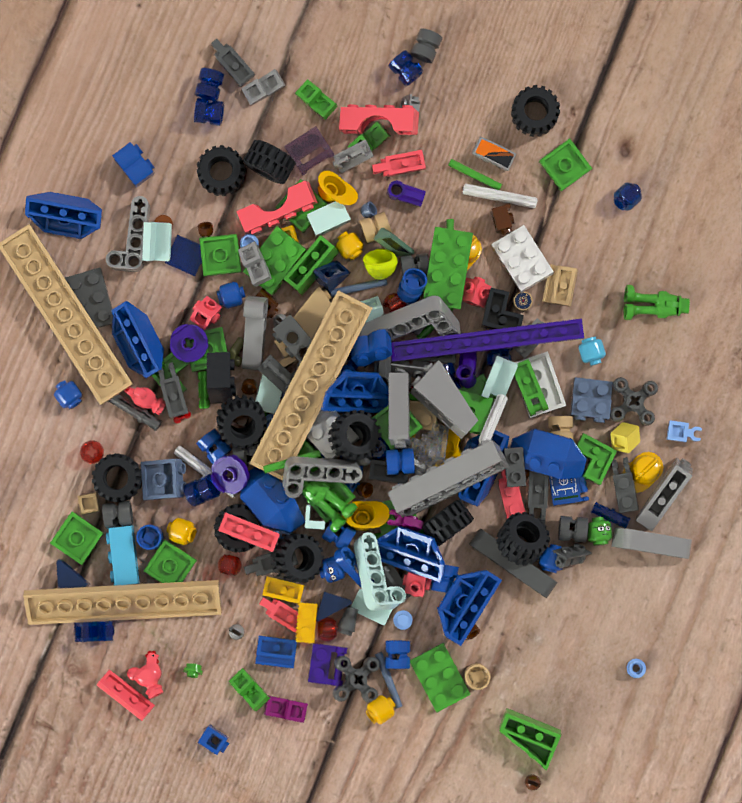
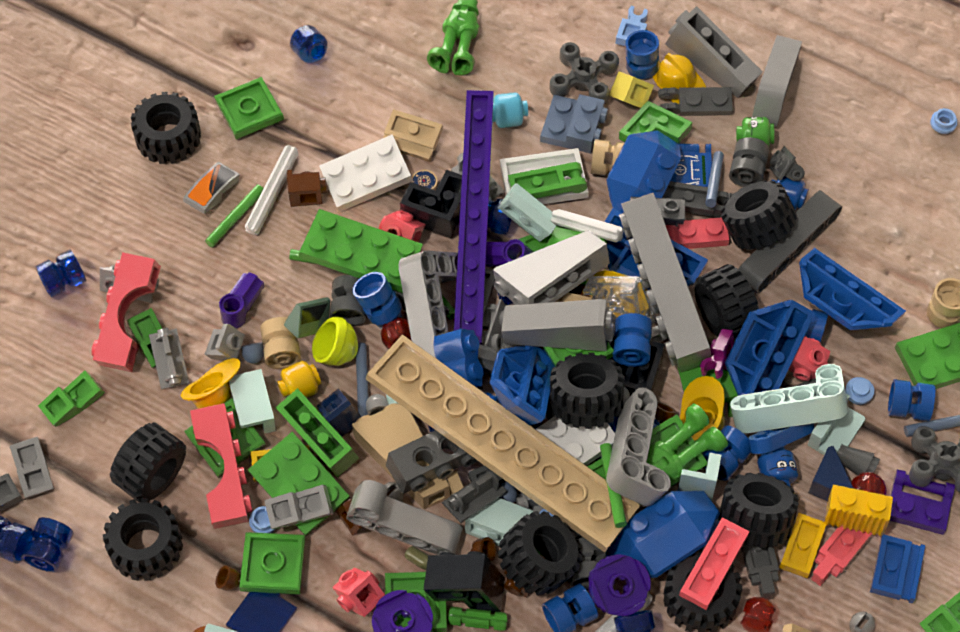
camera: 80 degrees left, 25 degrees down
(230, 295) = (337, 554): blue head -> none
(305, 145) = (133, 414): clear purple plate -> none
(369, 190) = (224, 343): none -> light grey bracket
(400, 164) = (195, 302): coral hinge -> none
(426, 45) = (35, 242): dark grey wheel -> none
(554, 505) = (714, 179): none -> sand blue bar
(610, 515) = (732, 120): clear blue pin -> none
(655, 441) = (642, 54): none -> blue wheel

